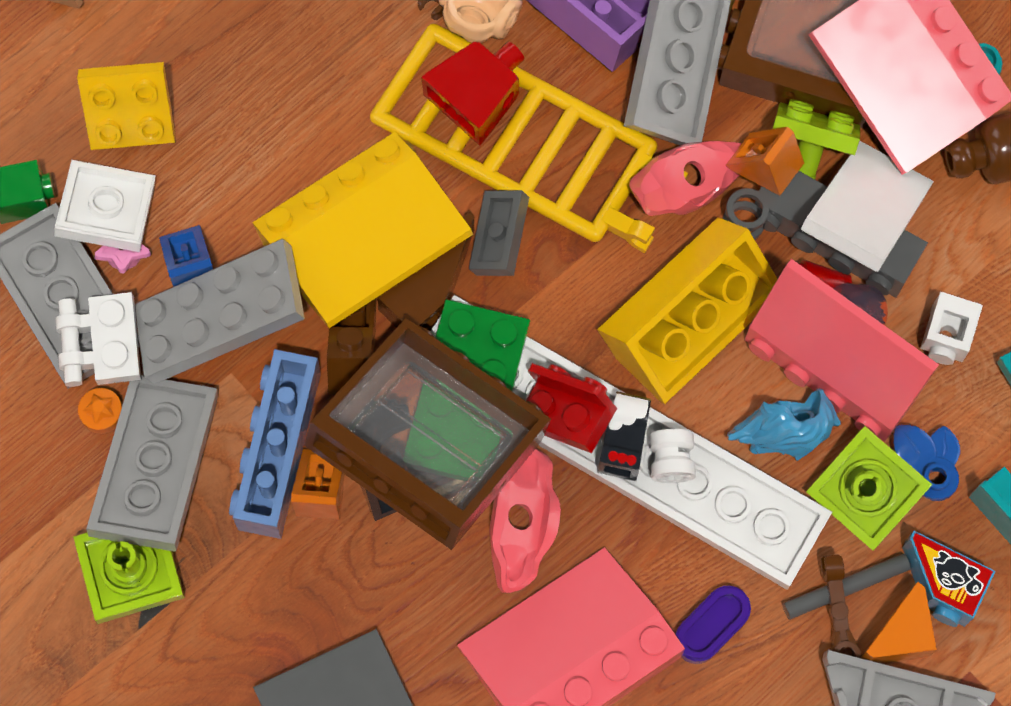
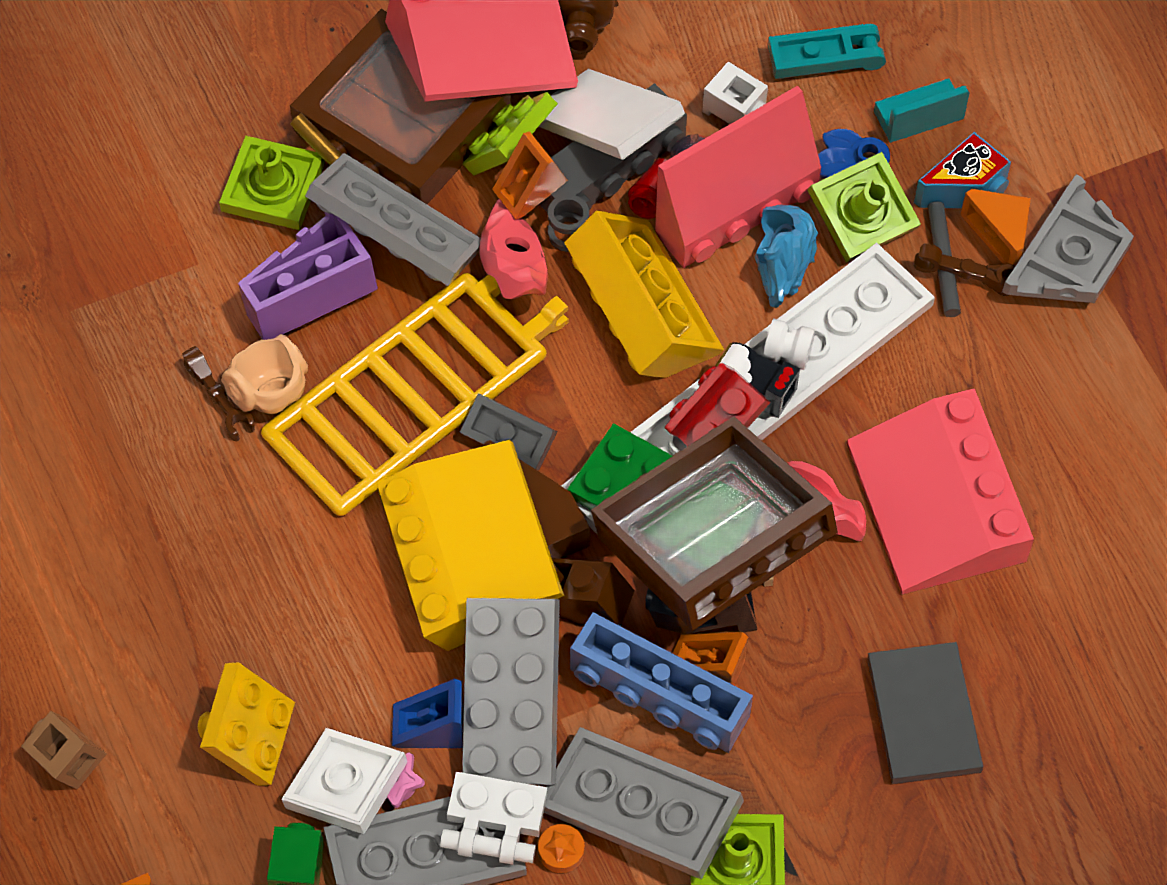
camera: 70 degrees left, 10 degrees down
(475, 87) = (358, 401): red torso -> none
(713, 624) = (943, 367): dark purple tile -> none

